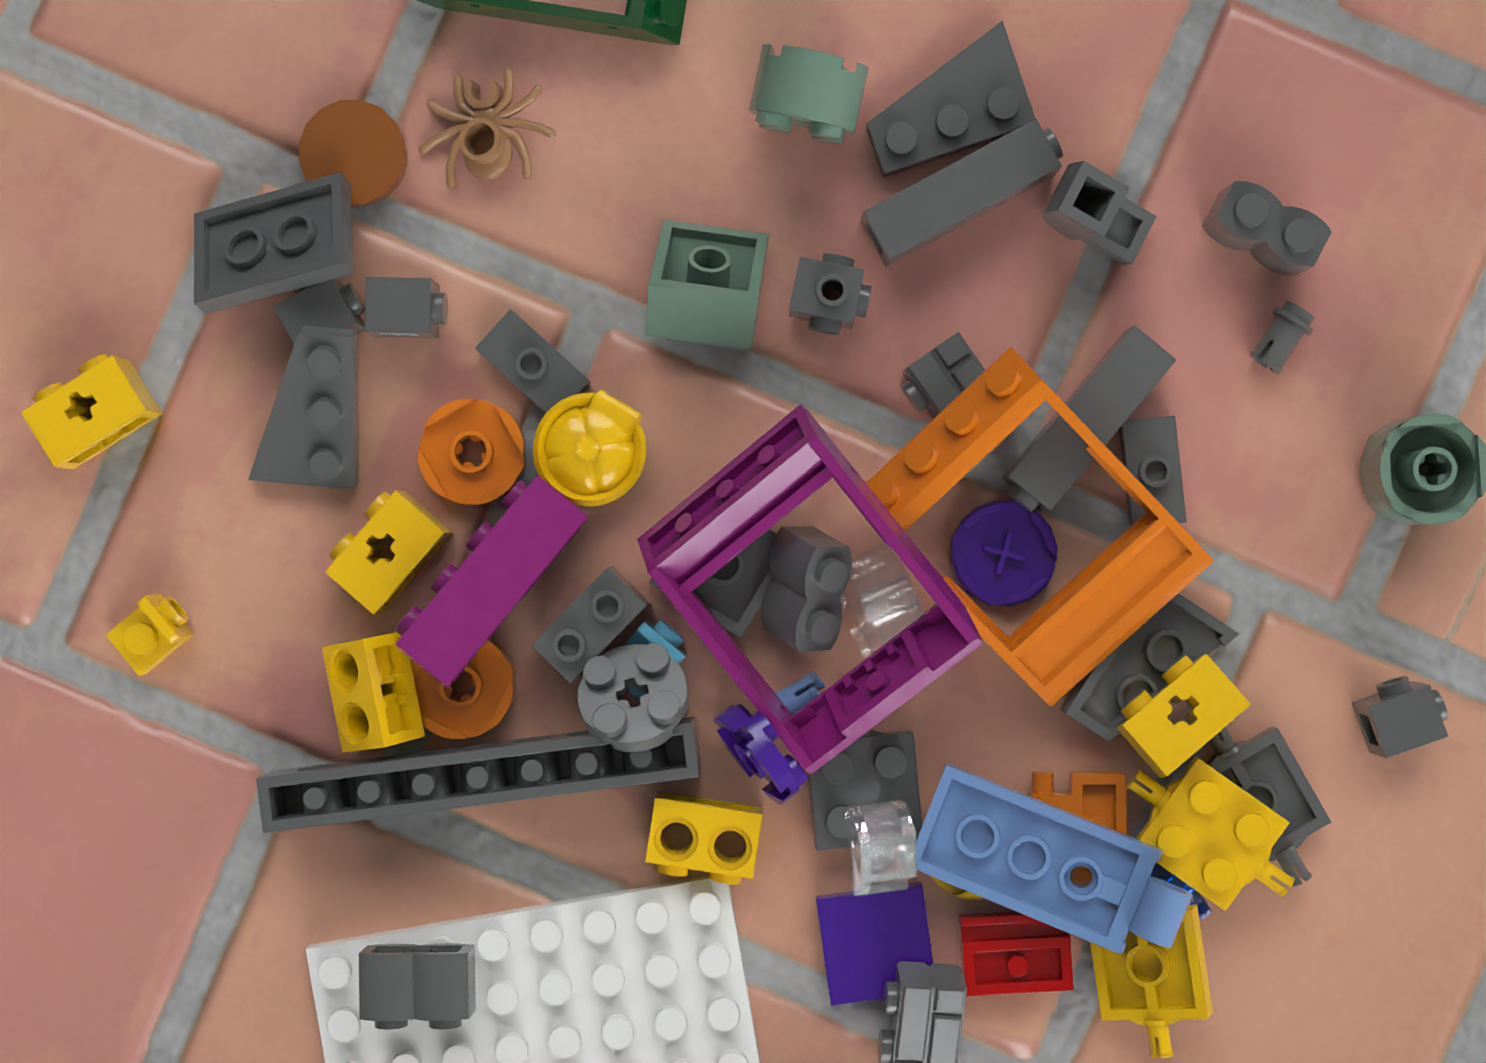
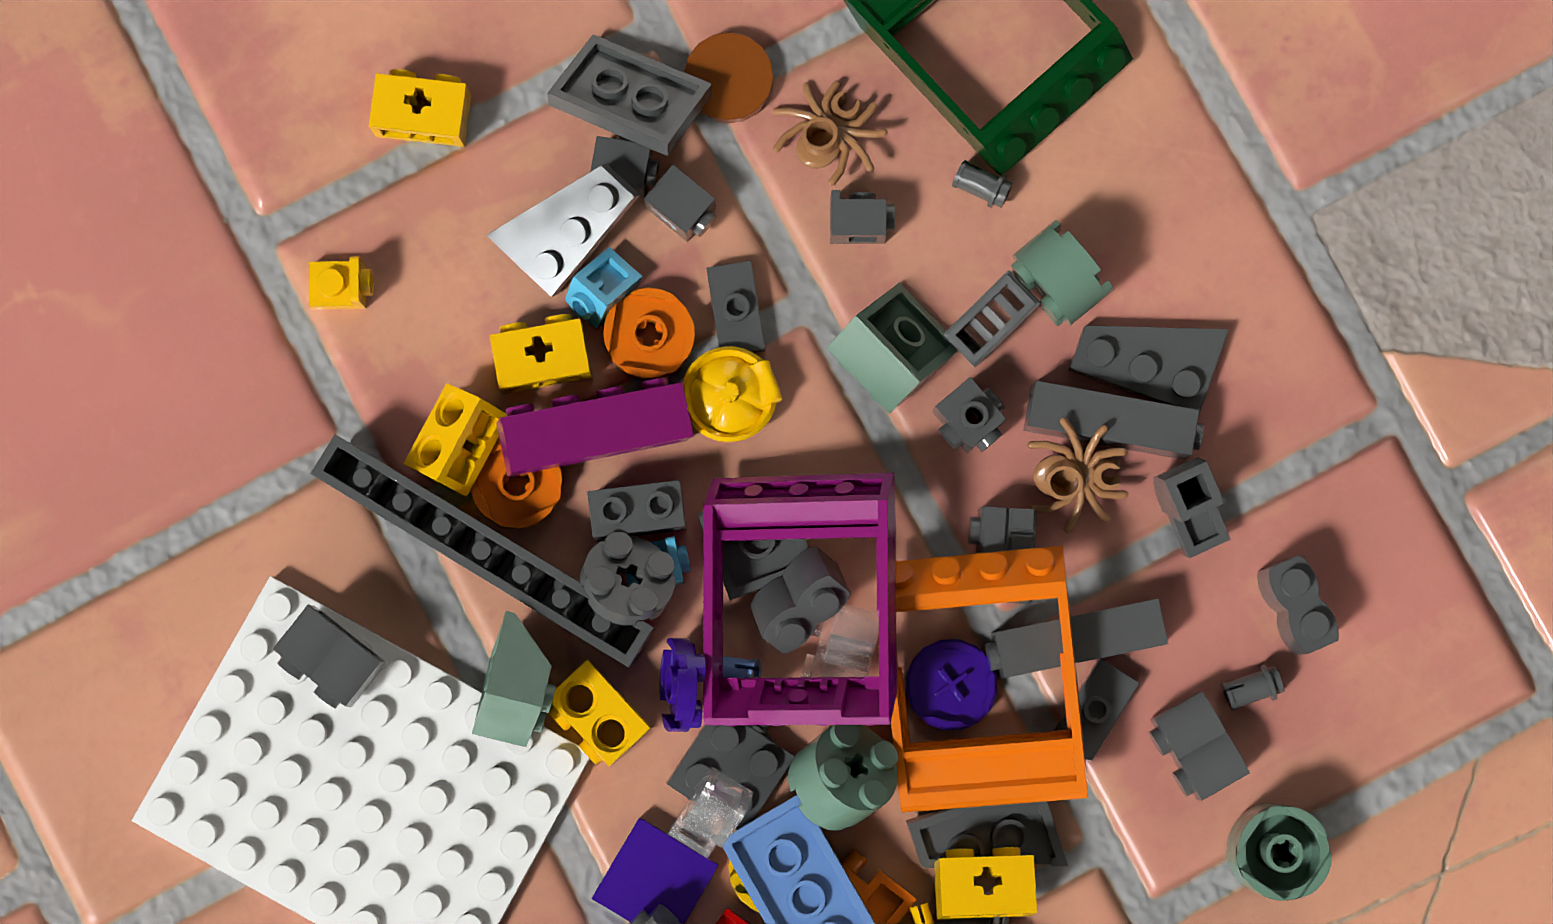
camera: 30 degrees right, 5 degrees down
(392, 443) = (601, 286): none -> medium azure bracket
(580, 188) = (860, 218): none -> dark grey brick
(611, 879) = (514, 687): none -> sand green slope
(668, 65) = (982, 184): none -> dark grey pin
(773, 228) = (966, 344): none -> dark grey slope
(969, 270) = (1077, 474): none -> medium nougat animal
(975, 718) = (843, 776): none -> sand green brick
(1274, 431) = (1198, 746): none -> dark grey brick

